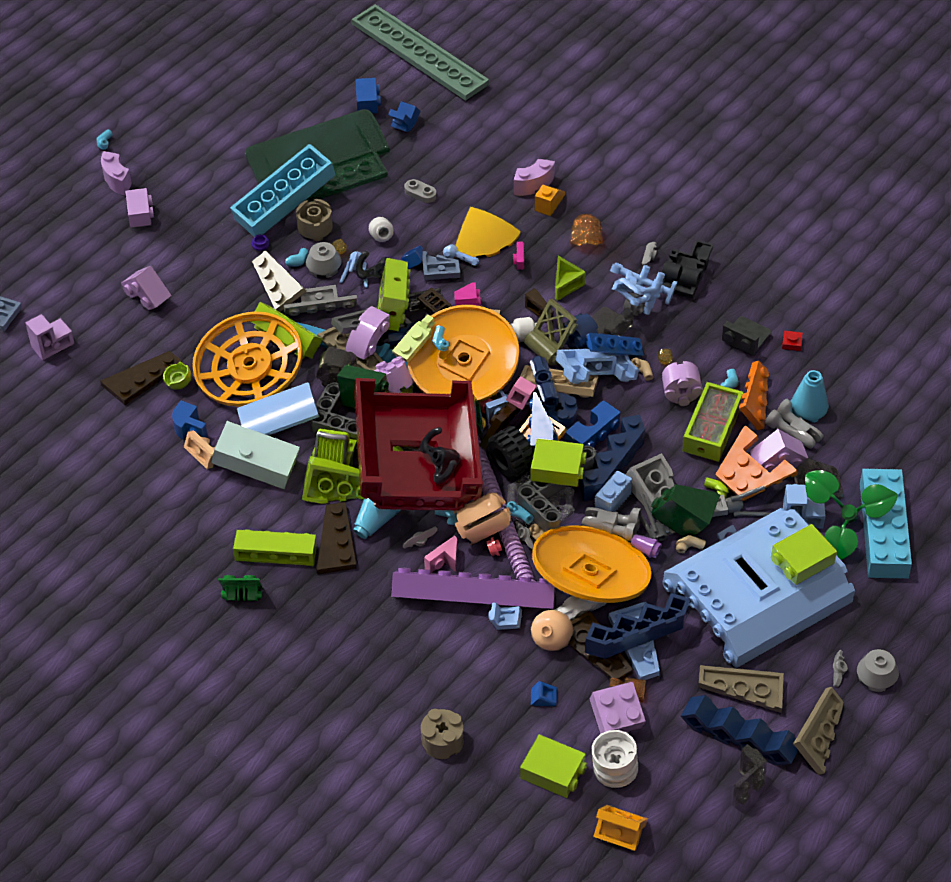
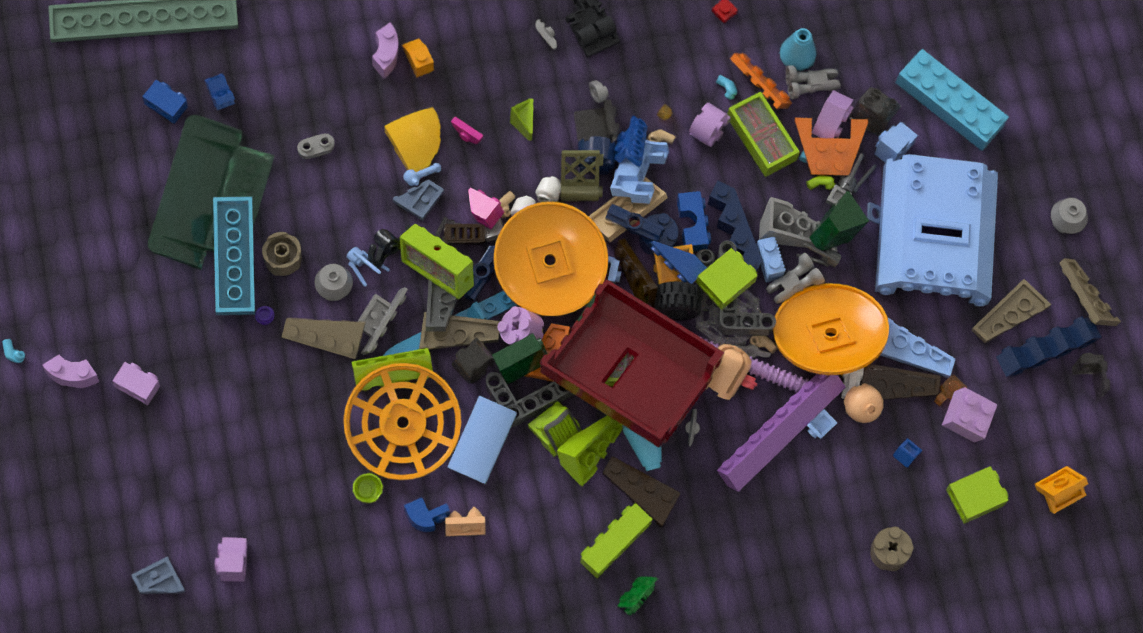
camera: 60 degrees left, 20 degrees up
(139, 378) = (337, 524): dark brown wing -> none
(147, 286) = (244, 443): lavender brick -> none
(255, 455) = (515, 489): light aqua brick -> none
(297, 260) = (312, 299): medium azure arm -> none
(340, 246) = (327, 257): clear yellow hinge -> none
(365, 338) = (465, 311): lavender brick -> none
(381, 229) = (339, 211): white head -> none
(413, 256) = (391, 210): blue slope -> none
(414, 339) = (506, 283): yellowish green hinge -> none
(438, 340) = (526, 266): medium azure arm -> none
(443, 458) = (659, 359): black piece -> none
(443, 554) = (728, 419): bright pink slope -> none
(519, 512) = (735, 339): medium azure arm -> none
(521, 392) = (633, 249): bright pink brick -> none
(536, 303) = (529, 159): dark brown slope -> none
(586, 228) = (483, 60): clear orange hair -> none
(615, 758) = (1019, 444): white wheel -> none
(632, 632) = (919, 335): dark blue brick -> none
(635, 283) = (606, 71): light blue piece -> none
(646, 545) = (838, 275): medium lavender cone -> none
(688, 541) = (855, 243): tan arm -> none
(745, 335) = (693, 37): pearl dark grey bracket -> none
(803, 554) = (961, 185): lime brick -> none
(840, 668) = (1044, 237): light grey piece -> none
(877, 502) = (906, 117): green plant -> none

